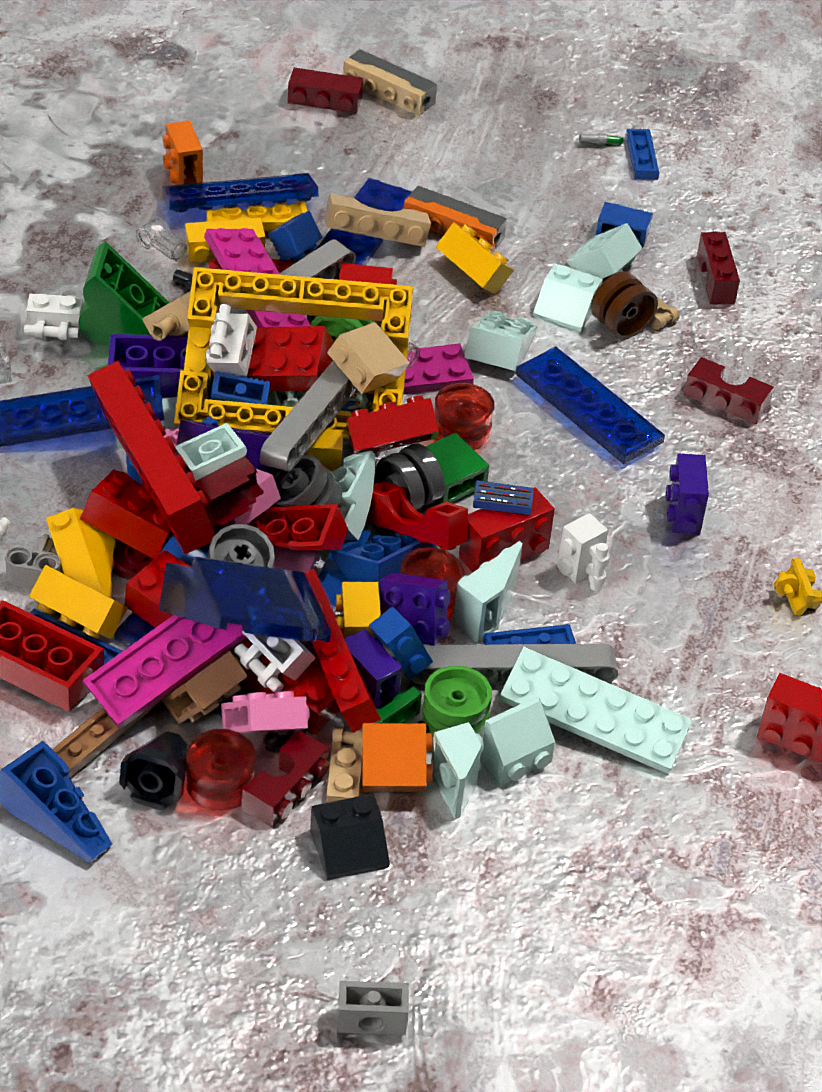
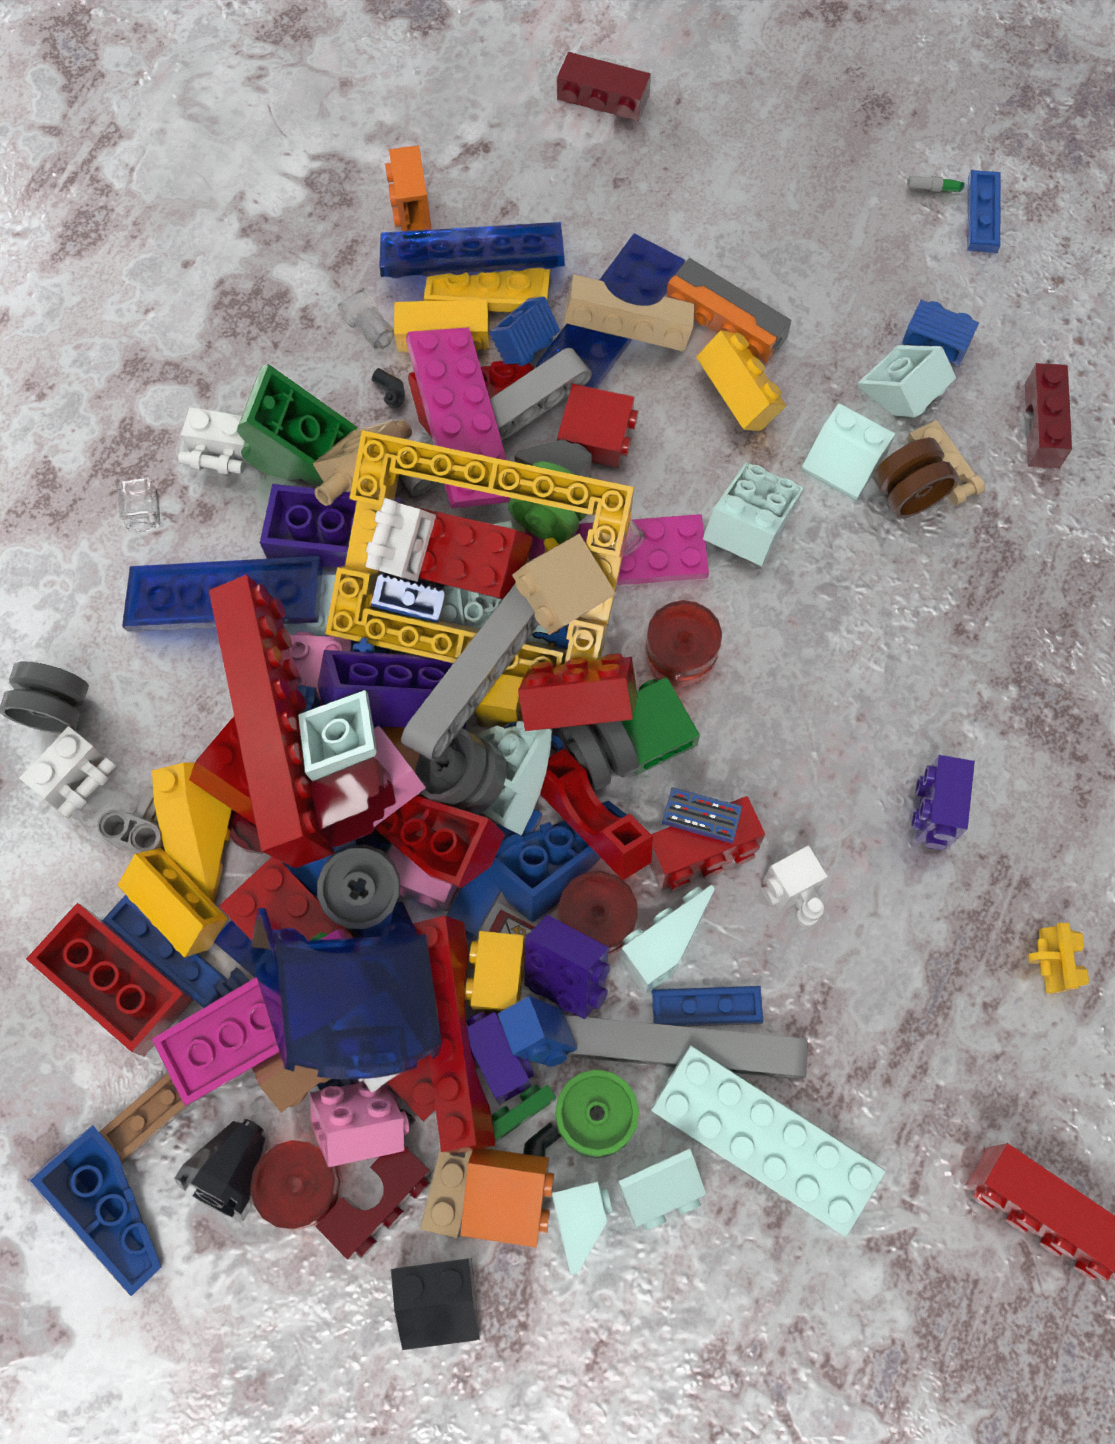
camera: 15 degrees right, 25 degrees up
(391, 82) = (685, 77): tan piece -> none
(590, 405) = (846, 629): clear blue plate -> none
(744, 400) = (1001, 612): dark red arch -> none

